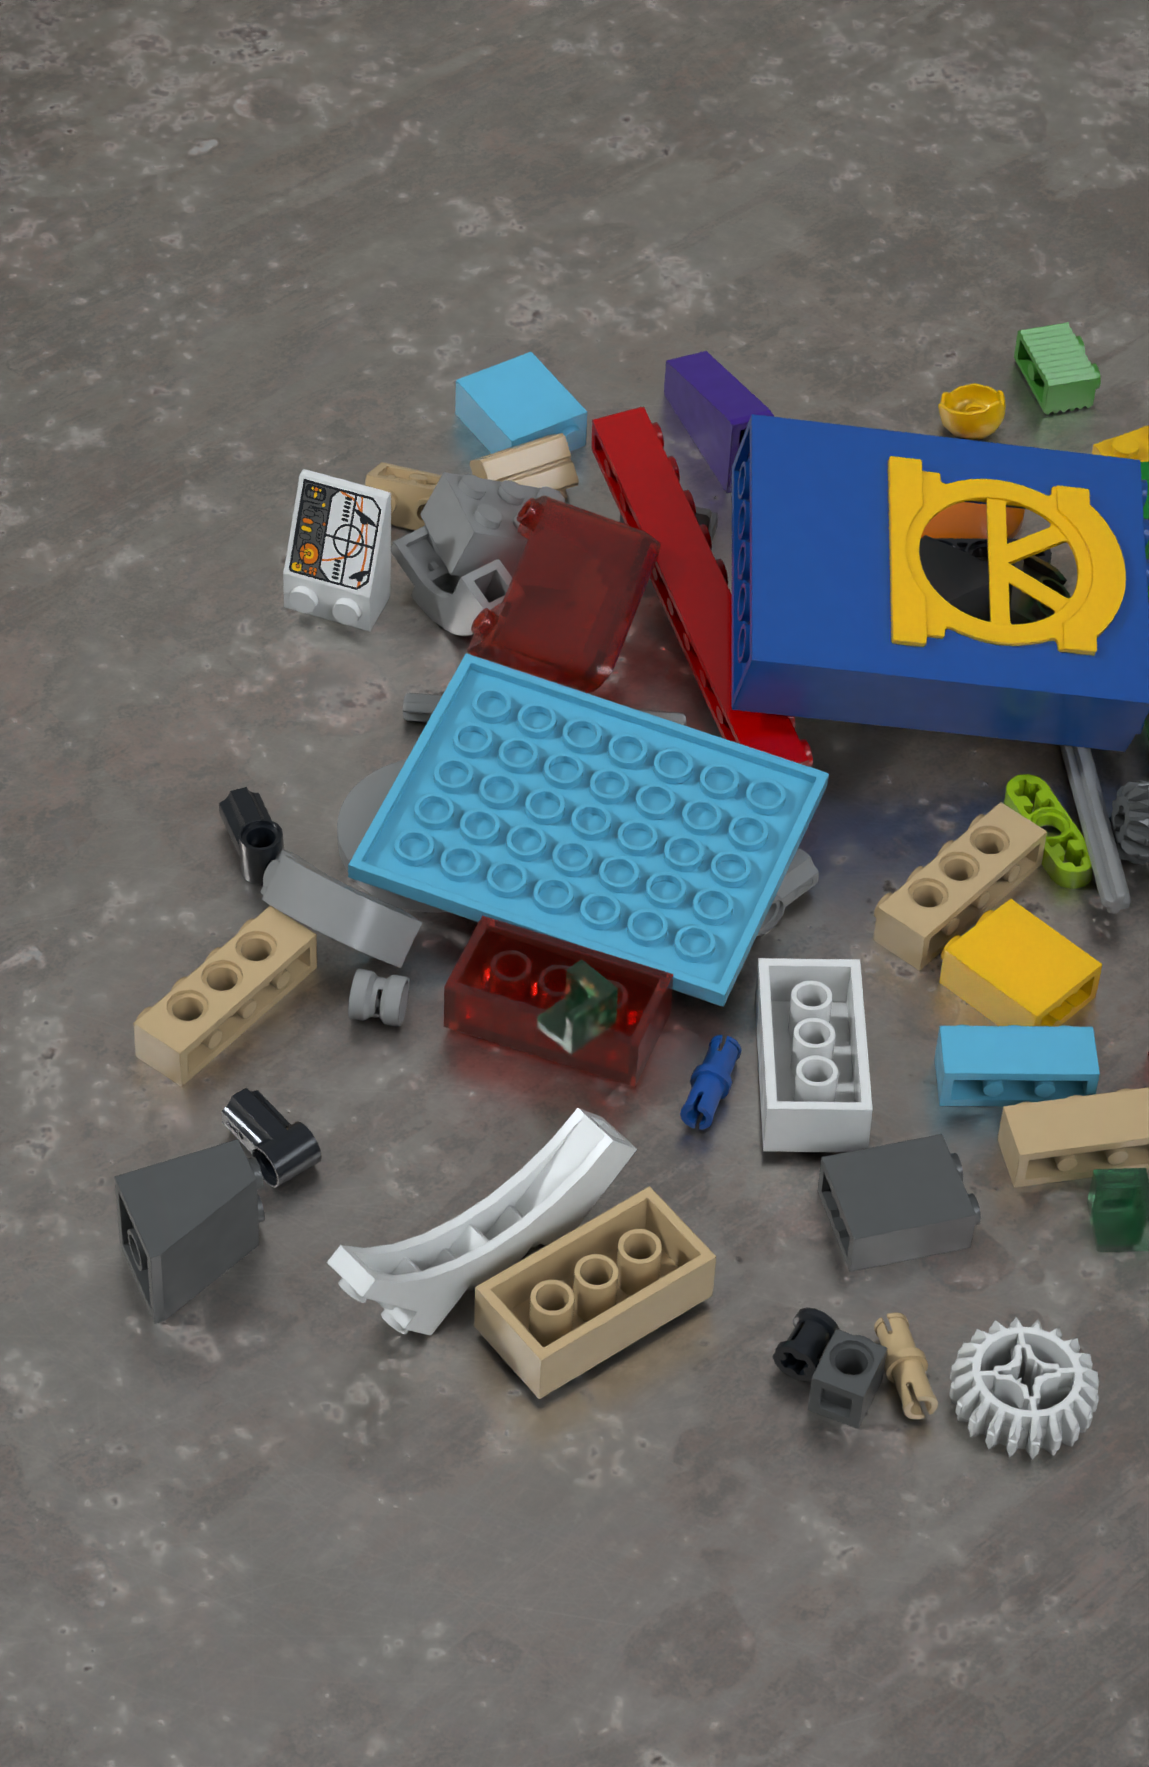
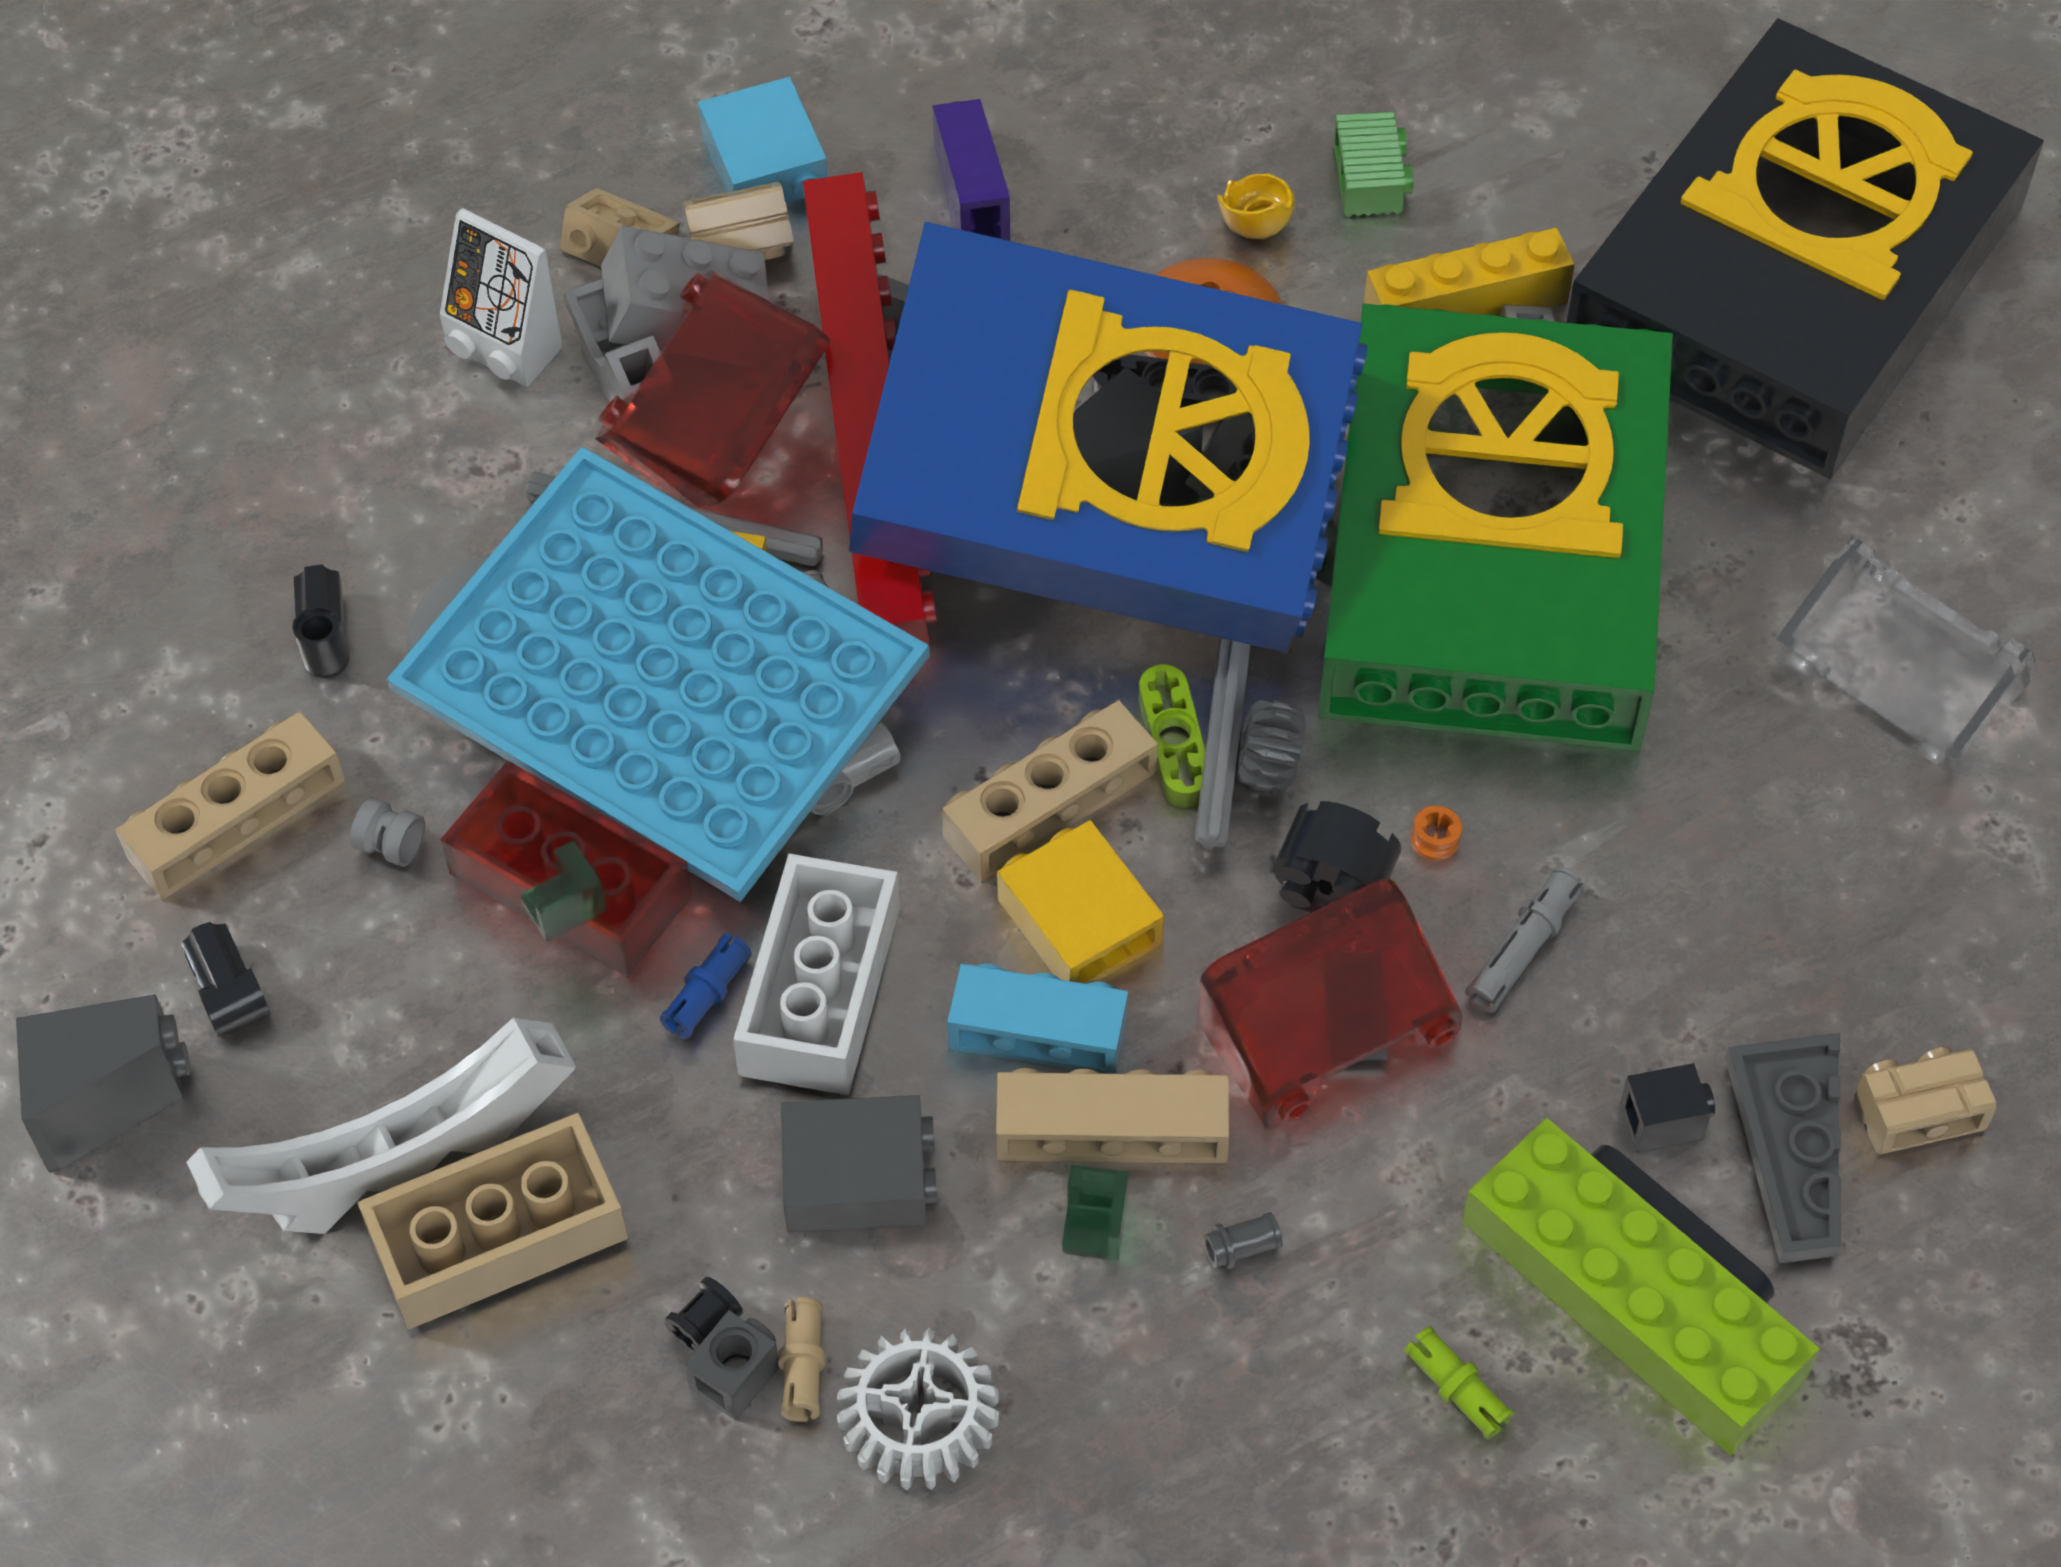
camera: 15 degrees right, 10 degrees up
(338, 909) = (366, 729): light grey arch -> none

